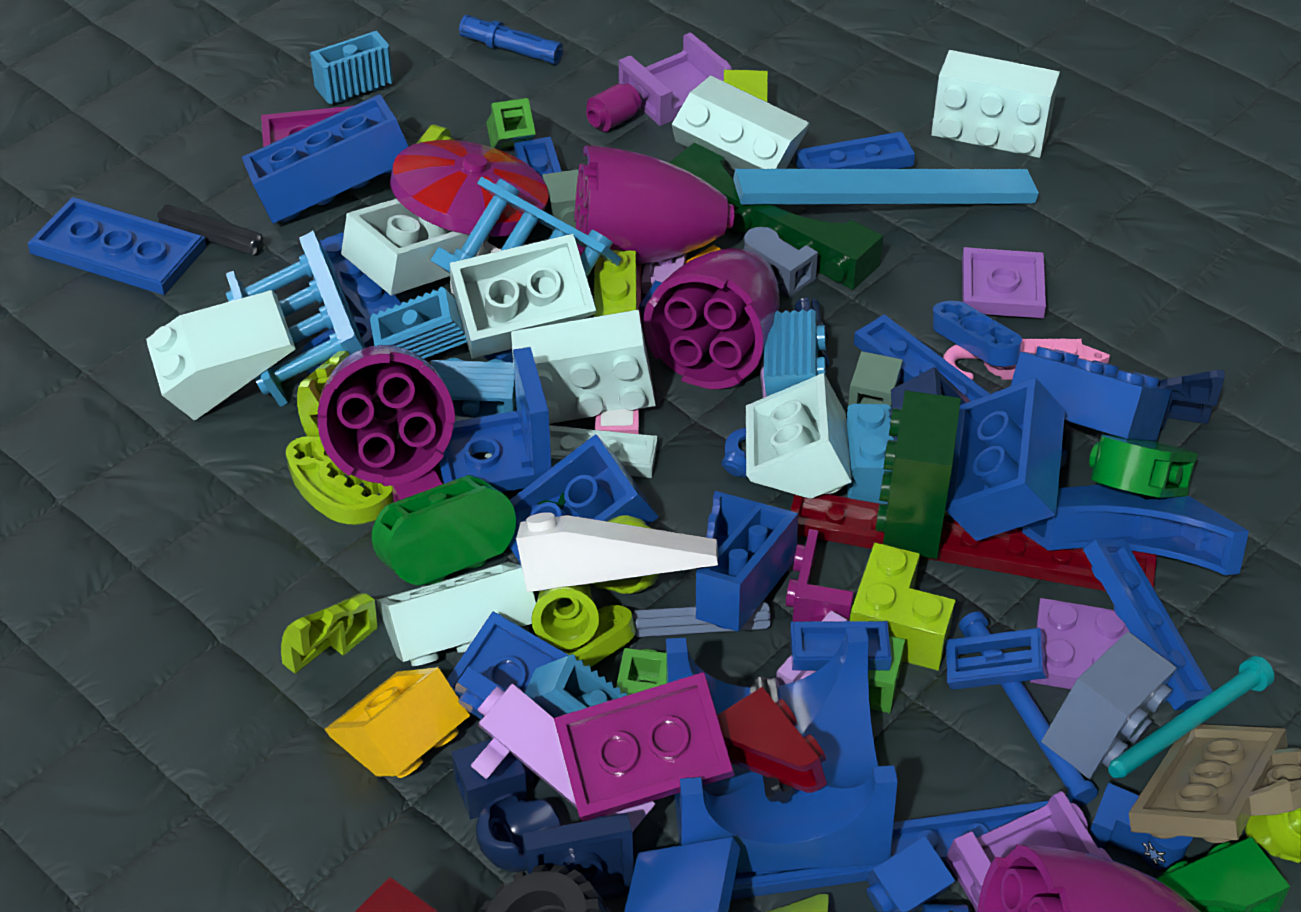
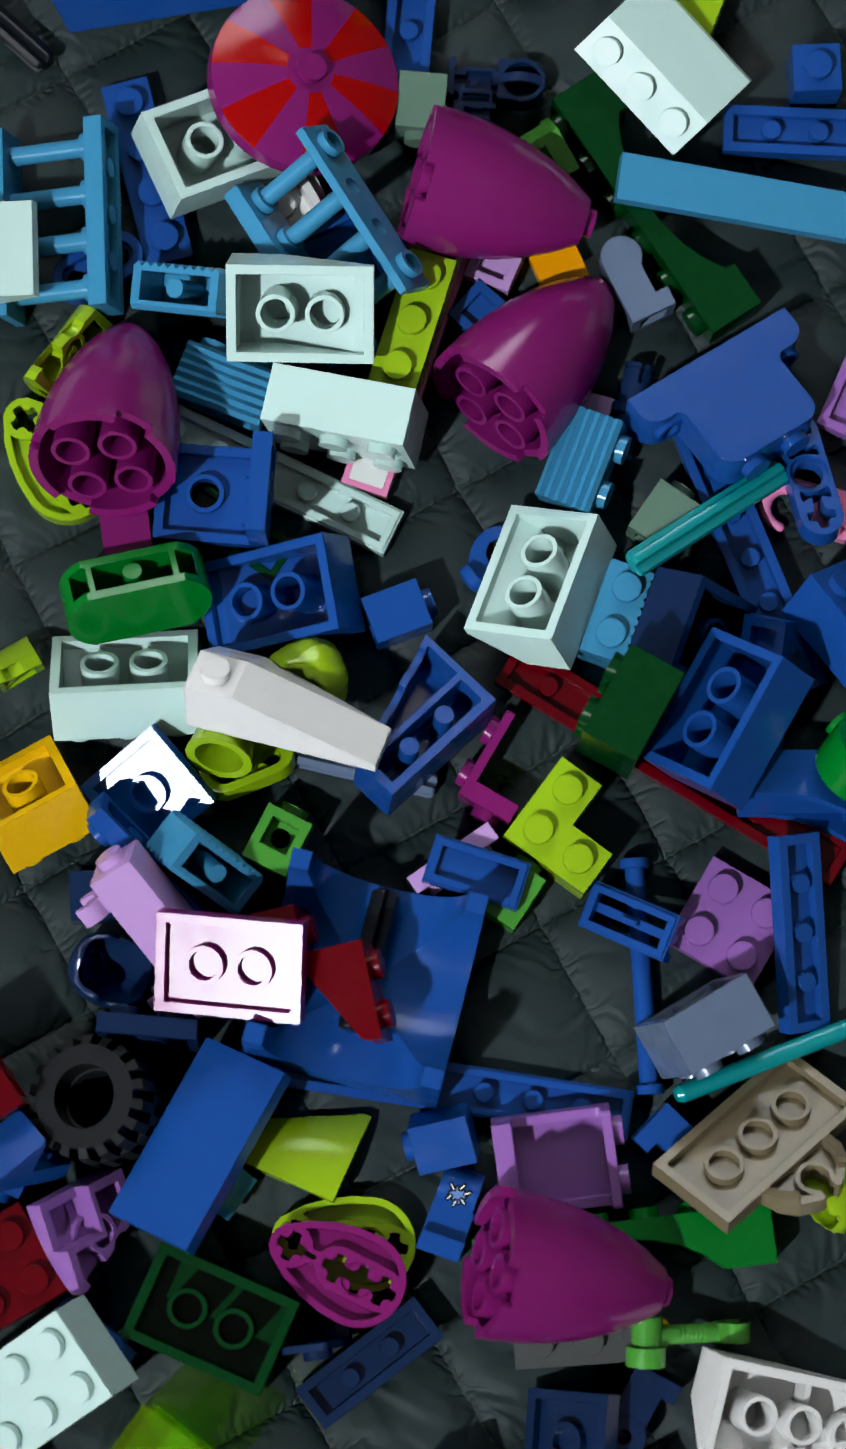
camera: 15 degrees right, 35 degrees up
(682, 498) = (399, 613): none -> blue brick
(851, 117) = (814, 75): none -> blue brick
(892, 295) = (732, 404): none -> blue brick
(911, 362) = (704, 519): none -> teal axle

